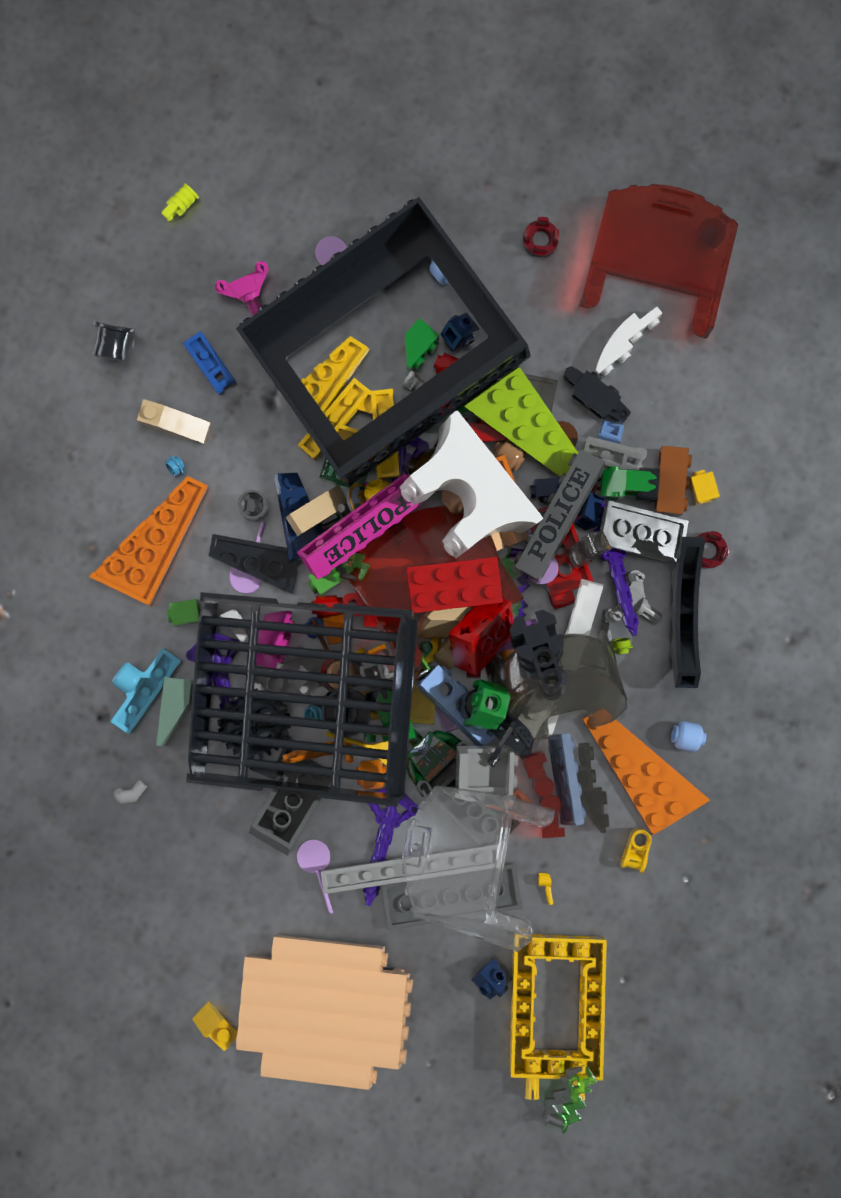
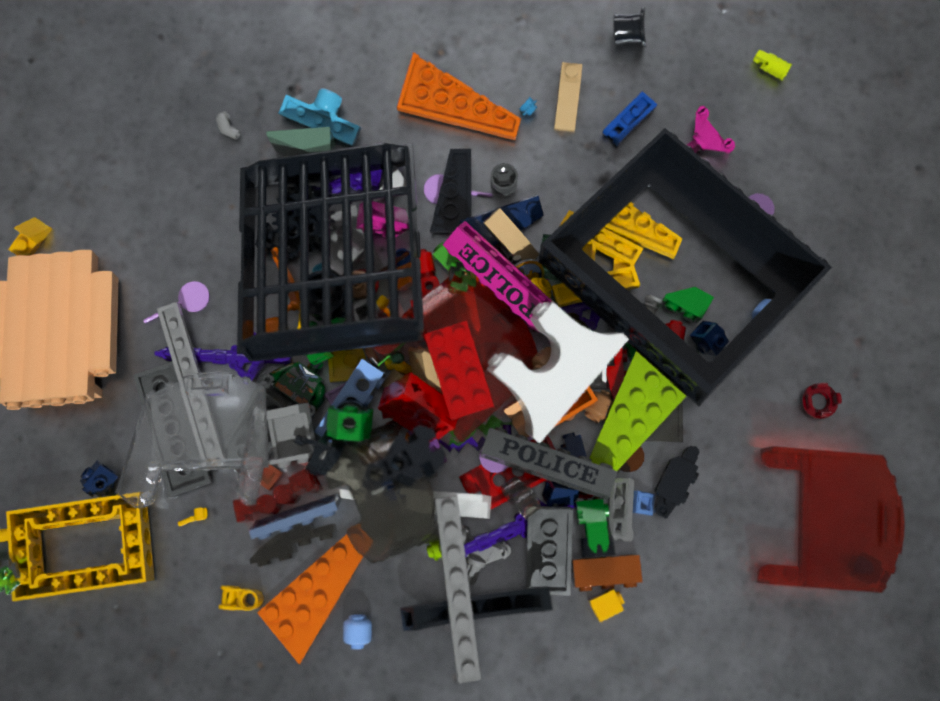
camera: 90 degrees right, 5 degrees down
(184, 612) = (394, 134): bright green brick -> none
(287, 811) = (221, 262): dark grey slope -> none
(619, 344) = (729, 494): white slope -> none
(666, 627) = (457, 589): none -> light grey plate
(721, 549) = (546, 634): dark red piece -> none

